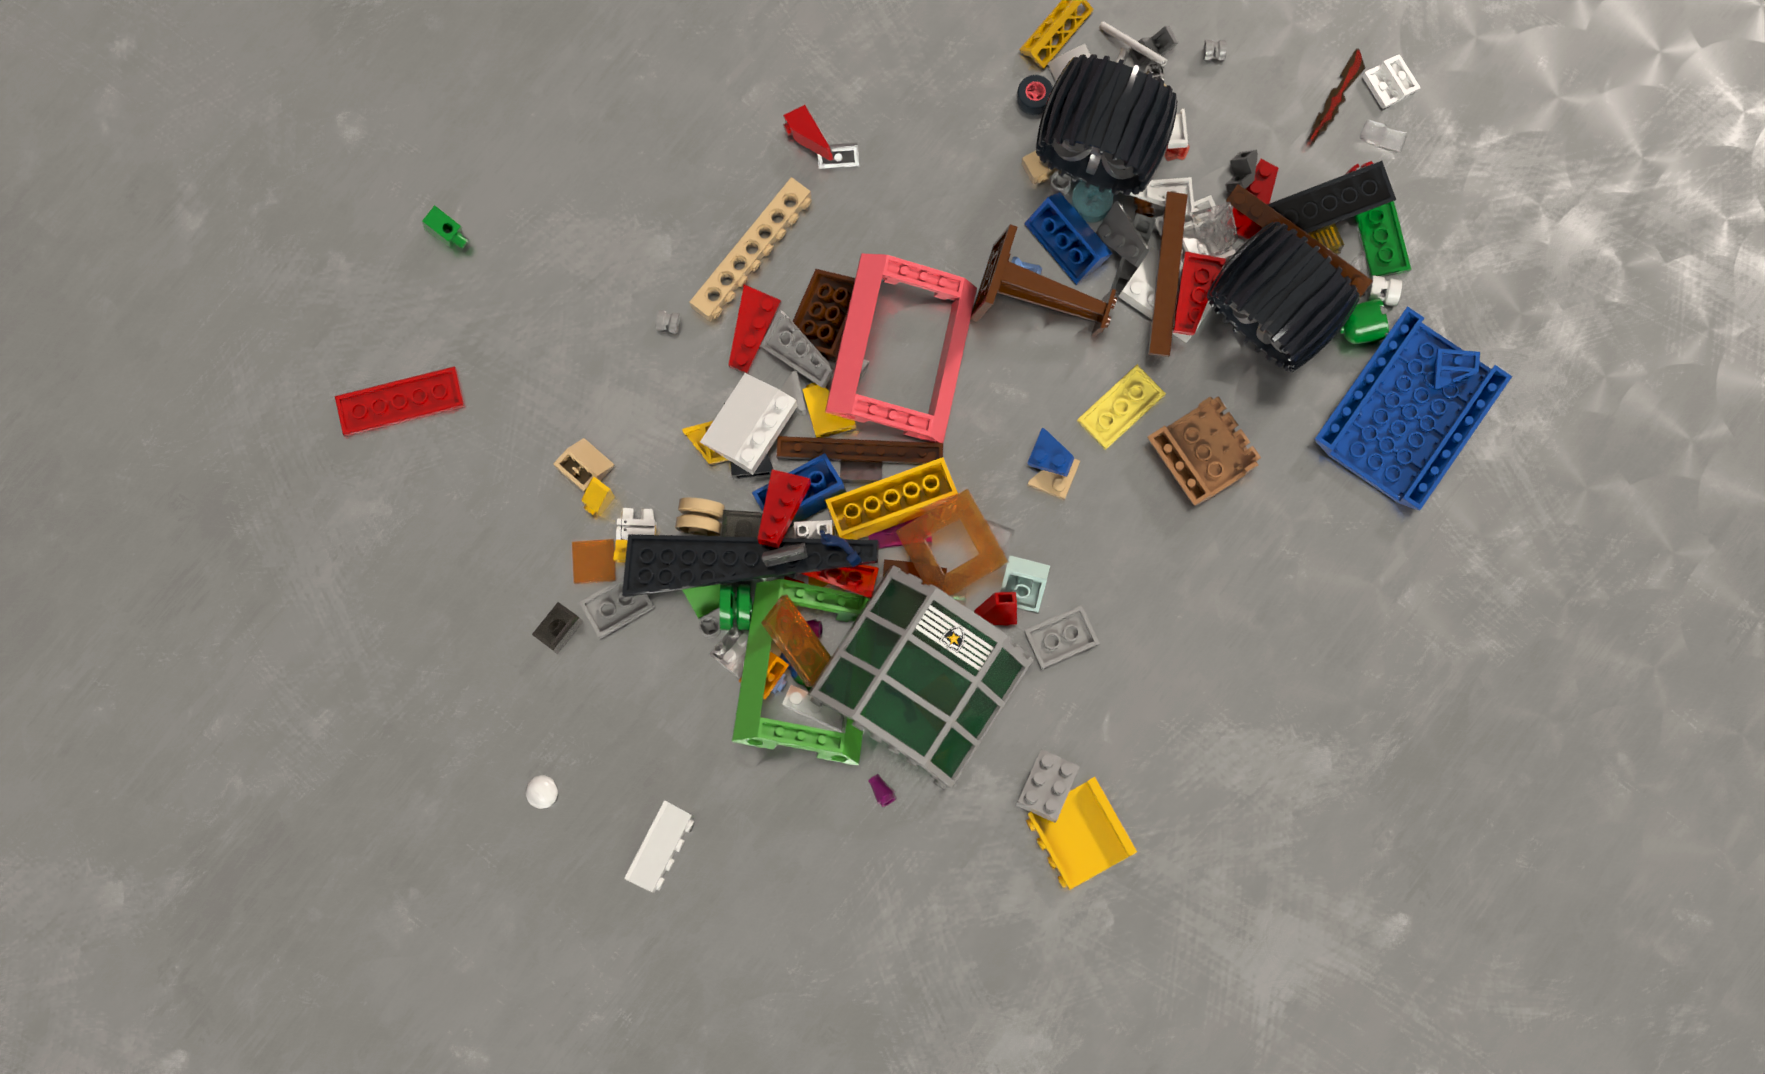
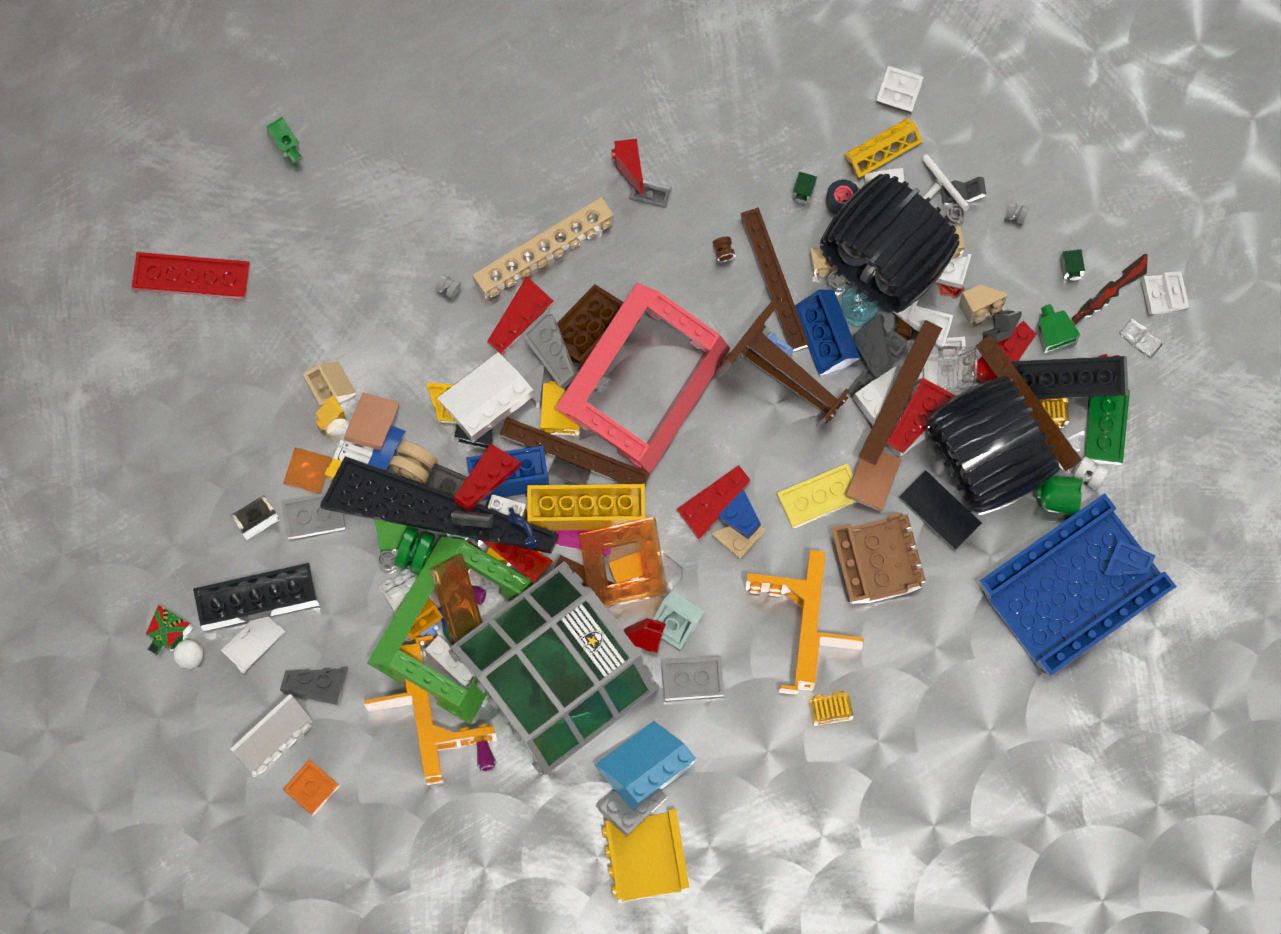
camera: 15 degrees right, 5 degrees down
(510, 776) = (166, 630): none -> torso
(589, 710) = (255, 596): none -> black brick
(606, 750) = (254, 644): none -> white door
(641, 488) = (371, 421): none -> nougat tile
(666, 510) = (382, 457): none -> blue slope
(684, 777) = (319, 685): none -> dark grey wing
(716, 884) = (311, 787): none -> orange tile
(820, 790) = (431, 737): none -> light orange piece
(934, 188) = (723, 248): none -> reddish brown wheel
(957, 550) = (627, 568): none -> light orange brick
(992, 97) = (804, 188): none -> dark green brick
(995, 200) = (774, 279): none -> reddish brown plate
(1012, 456) = (703, 509): none -> red wing
(1047, 742) = (645, 764): none -> dark azure slope
(1150, 514) = (807, 595): none -> light orange piece
(1170, 375) = (873, 482): none -> nougat tile
(1211, 620) = (831, 708): none -> clear yellow brick
(1213, 153) = (981, 302): none -> tan slope
(1247, 380) = (940, 510): none -> black tile
(1289, 84) = (1072, 264): none -> dark green brick
(1296, 156) = (1056, 329): none -> green torso

